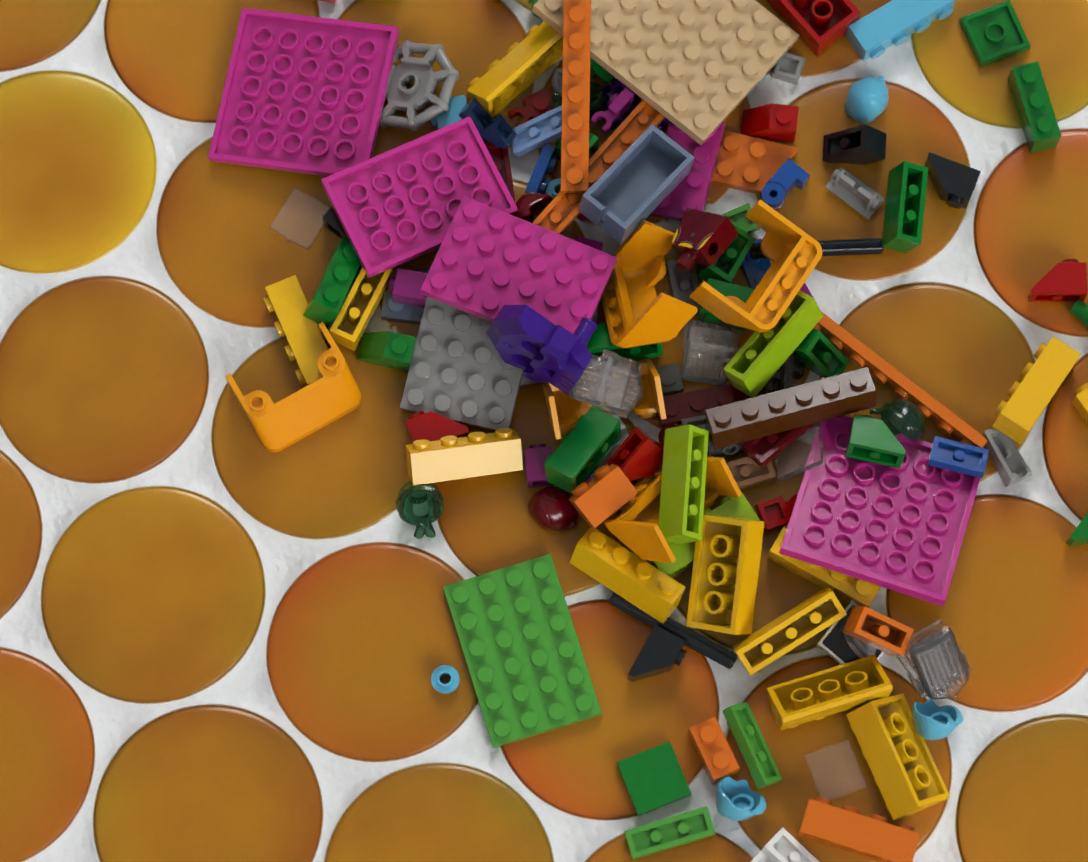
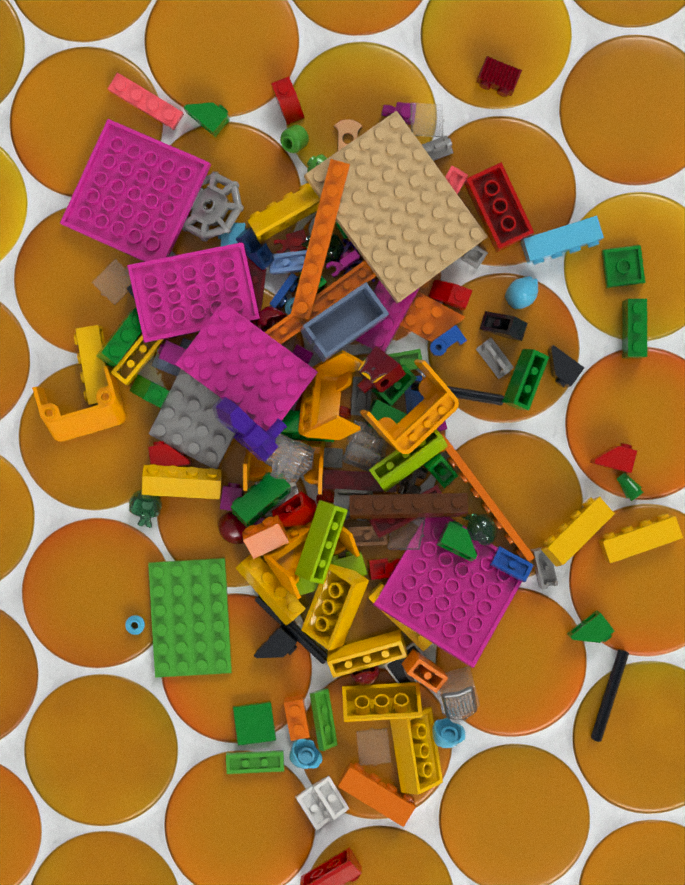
camera: 15 degrees right, 15 degrees up
(795, 663) = (366, 676): none -> dark red hair

